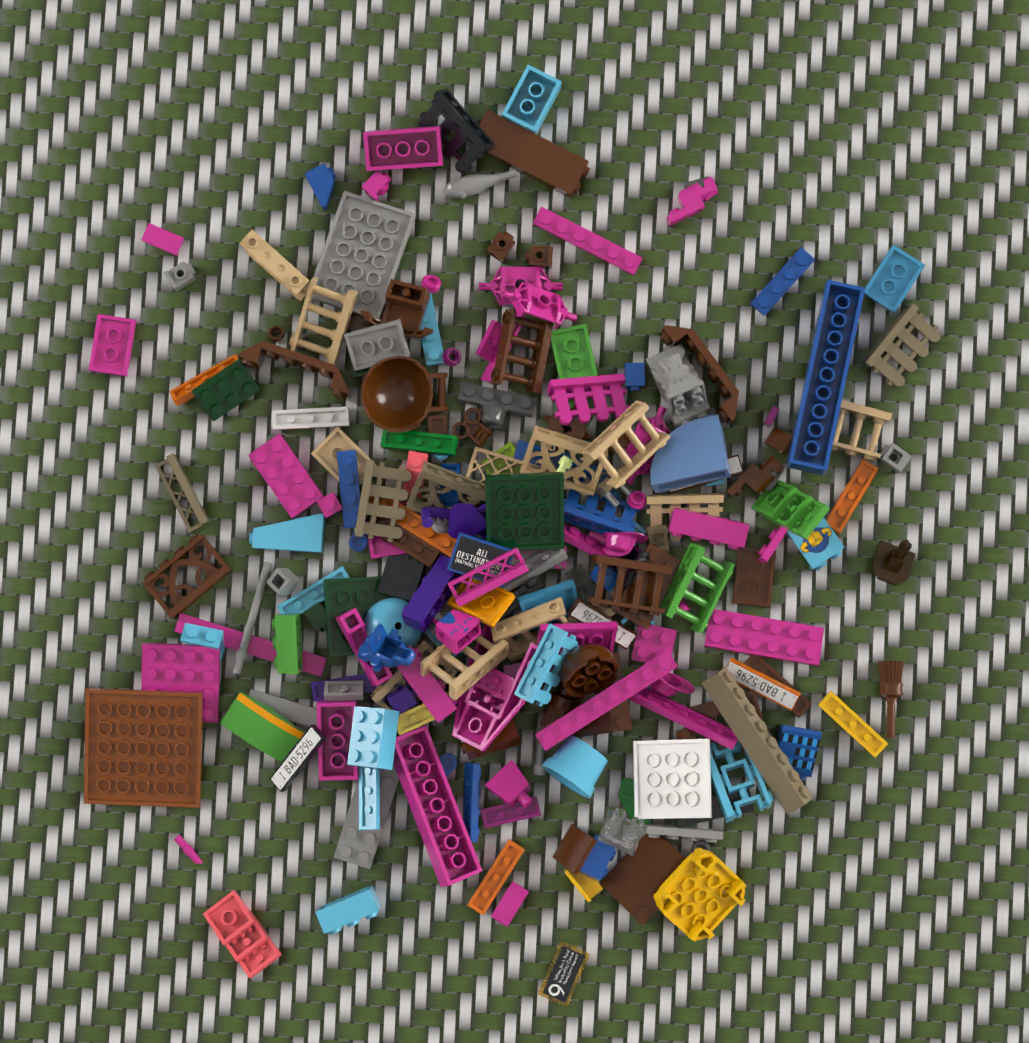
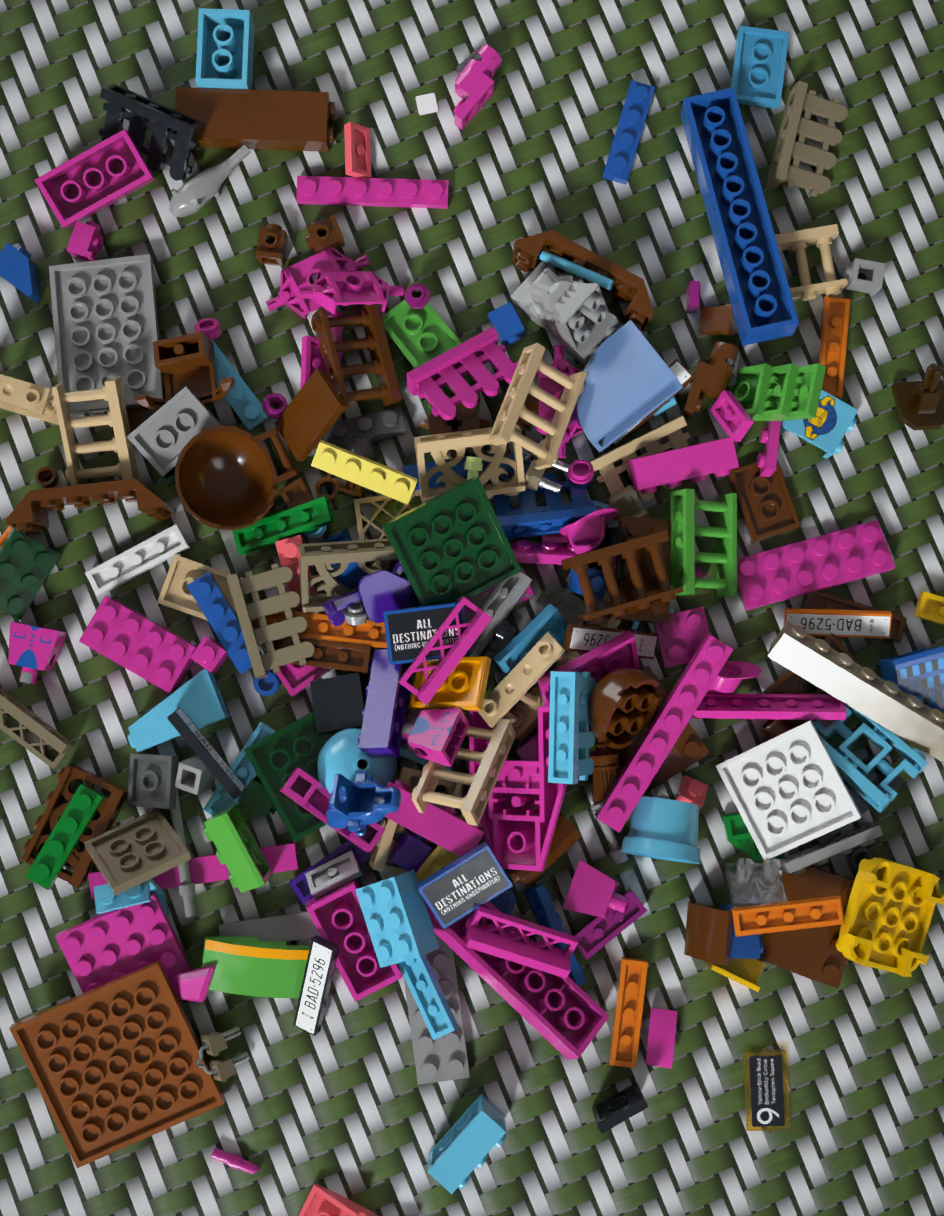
camera: 30 degrees left, 0 degrees up
(178, 581) = (65, 836): none -> green plate
(212, 764) = (212, 1045): none -> dark tan piece
(214, 445) = (34, 649): none -> dark pink torso
(218, 719) = (195, 983): none -> dark pink piece
(223, 613) = (137, 851): none -> dark tan plate
(252, 571) = (152, 780): none -> dark grey plate
(298, 570) = (206, 753): none -> black tile
(427, 736) = (464, 885): none -> tile
(440, 793) = (517, 945): none -> dark pink fence
(460, 934) = (619, 1107): none -> black tile
(472, 376) = (310, 415): none -> reddish brown tile
(491, 432) = (364, 472): none -> light yellow plate
(583, 334) = (420, 302): none -> magenta plate
(590, 209) = (357, 150): none -> coral plate
(609, 750) = (692, 791): none -> coral plate
(630, 859) = (787, 916): none -> orange tile
(653, 196) = (426, 104): none -> white sticker
(698, 364) = (576, 269): none -> medium azure bar
(756, 510) = (731, 416): none -> dark pink plate

